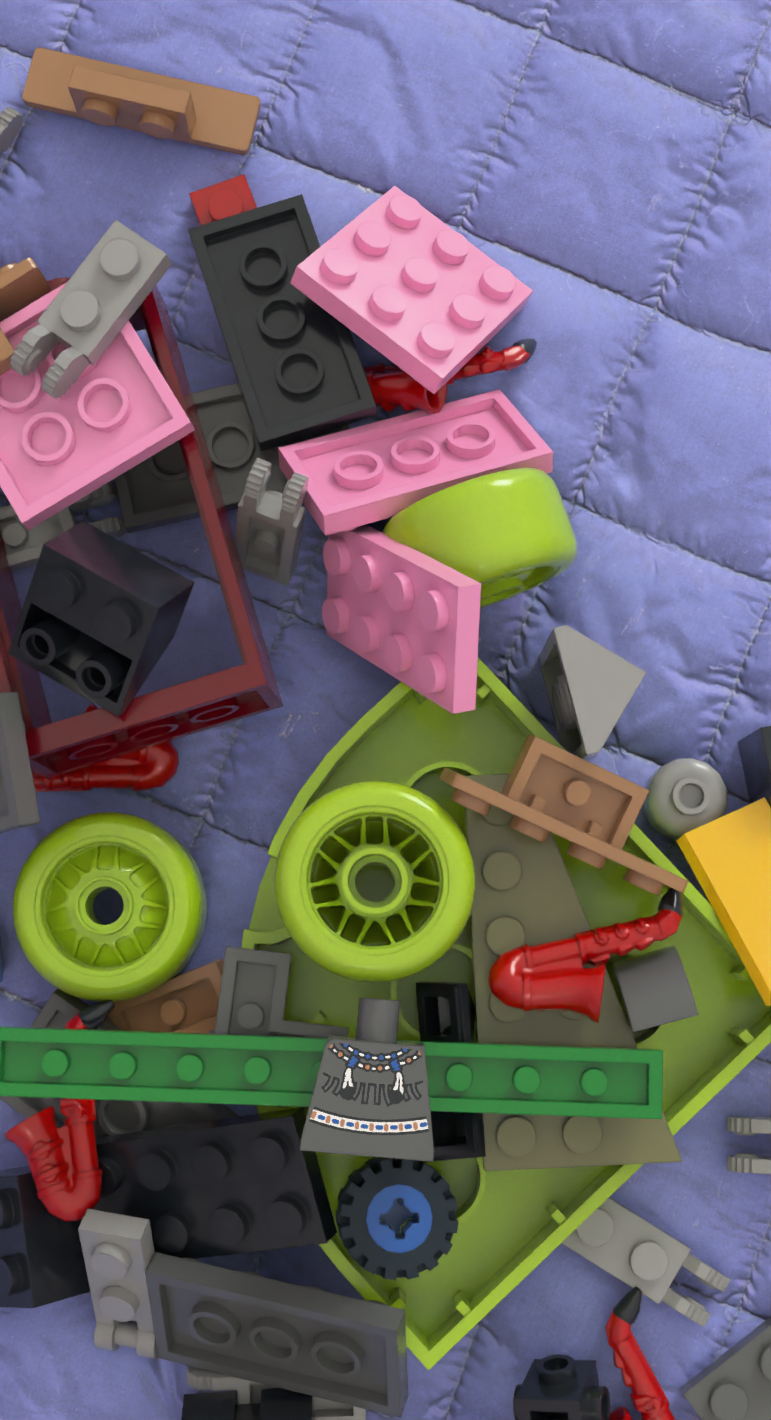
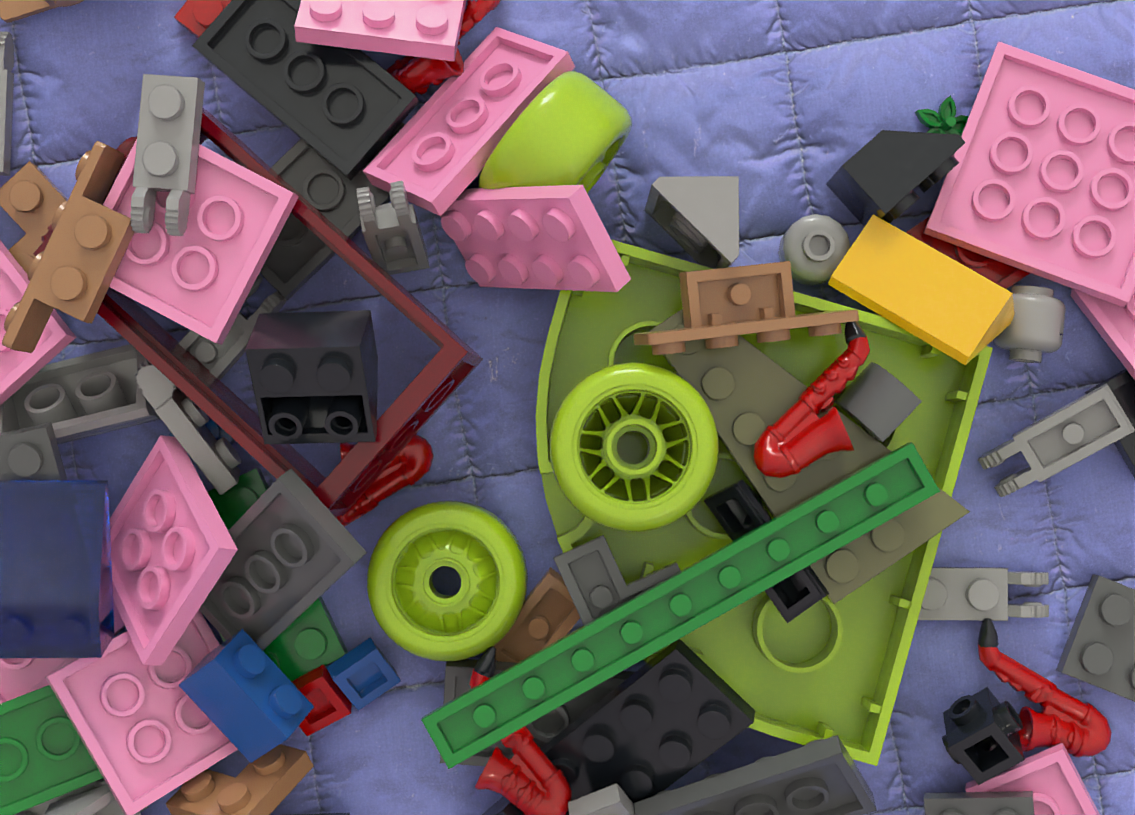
camera: 30 degrees left, 5 degrees up
(371, 1091) = (725, 598): dark grey torso -> none
(374, 1196) = (773, 683): black wheel -> none

